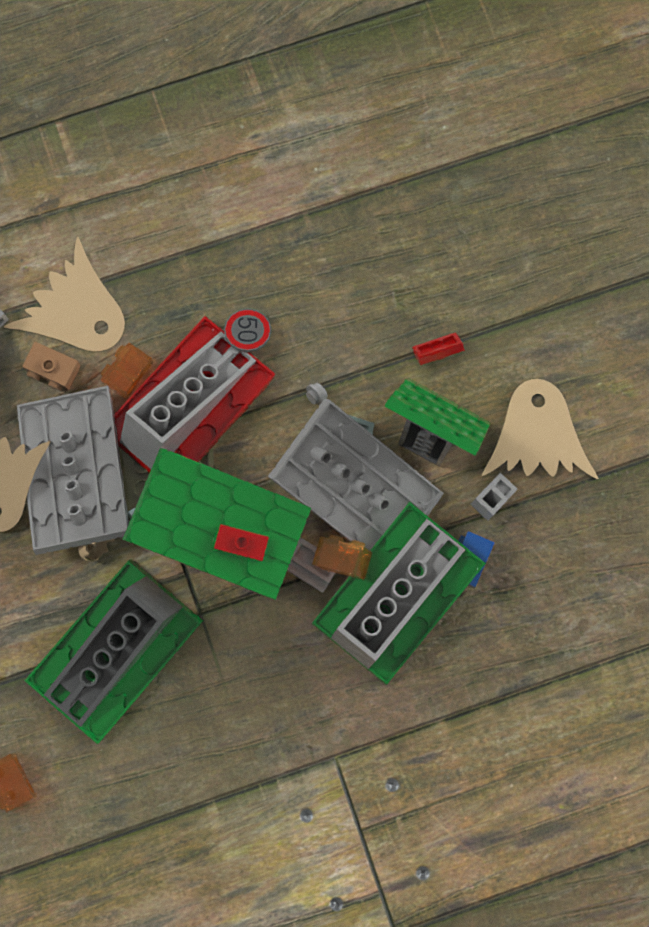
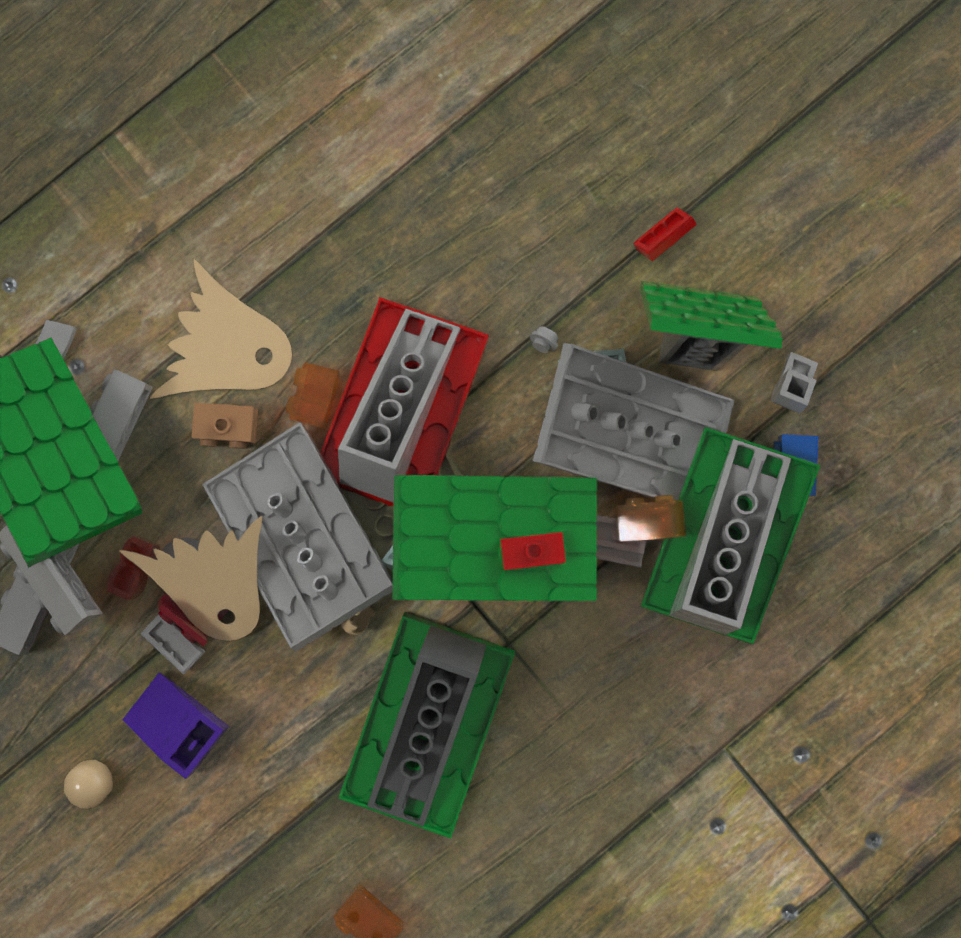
camera: 15 degrees left, 5 degrees up
(247, 330) = (436, 295): piece -> none
(538, 433) = (817, 288): tan piece -> none

